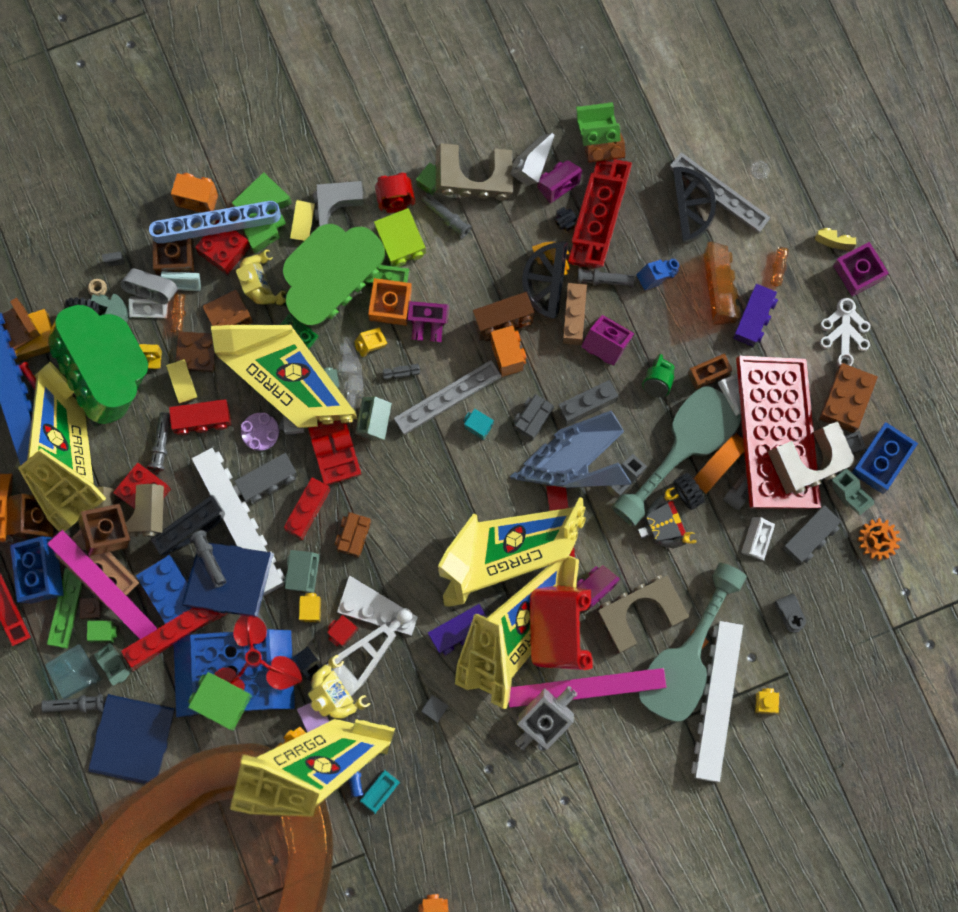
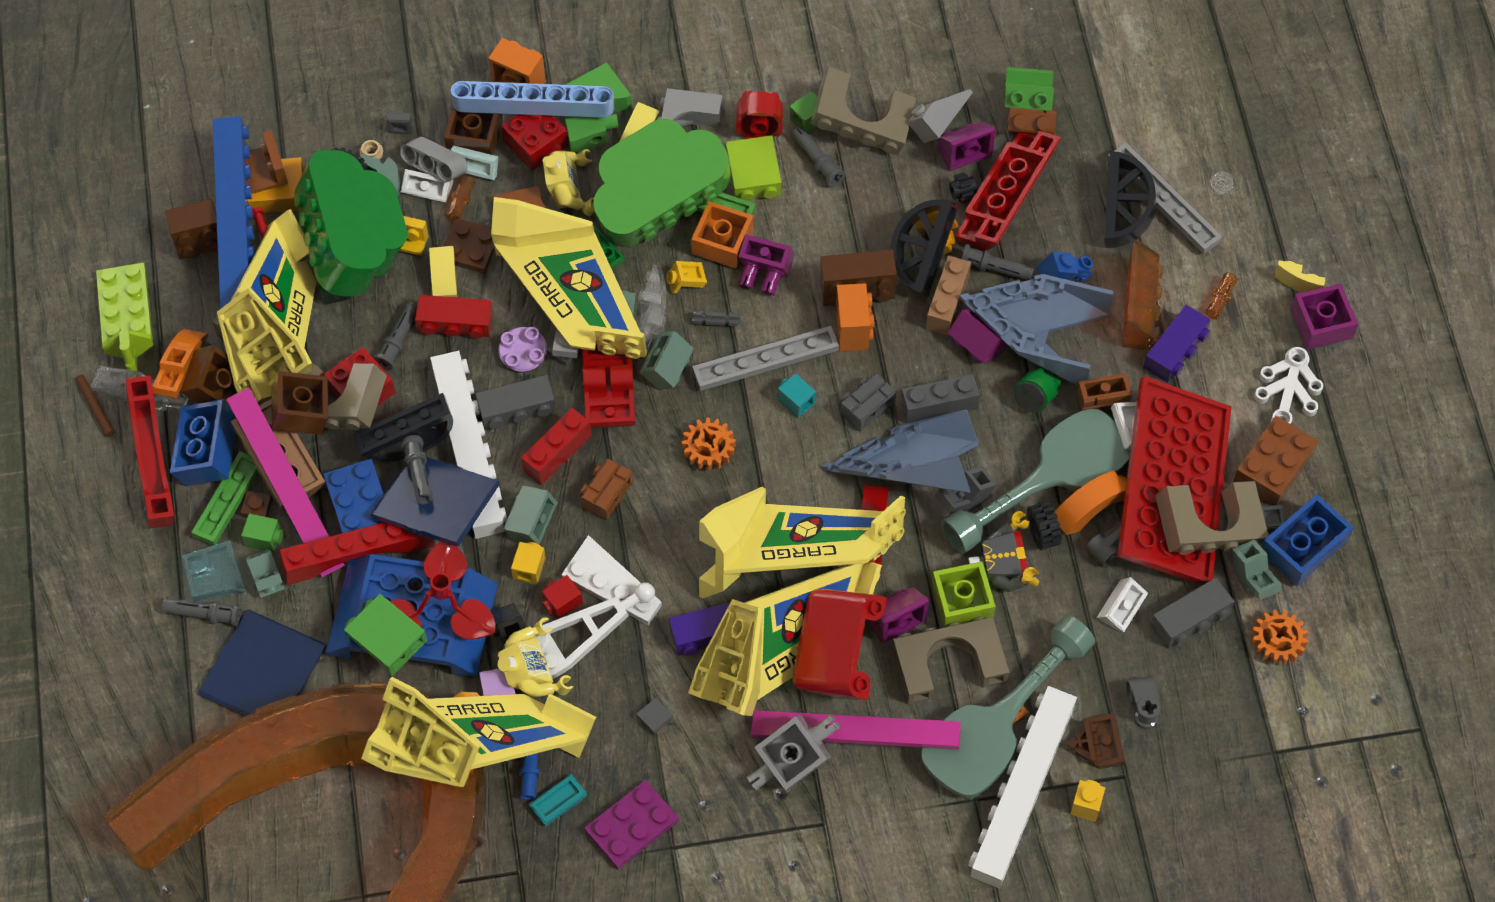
camera: 15 degrees right, 15 degrees down
(415, 484) = (702, 451): none -> orange gear
(438, 798) = (631, 824): none -> magenta plate
(635, 316) = (1032, 308): none -> sand blue windscreen
(641, 561) = (963, 593): none -> lime brick
(764, 652) = (1099, 742): none -> reddish brown slope

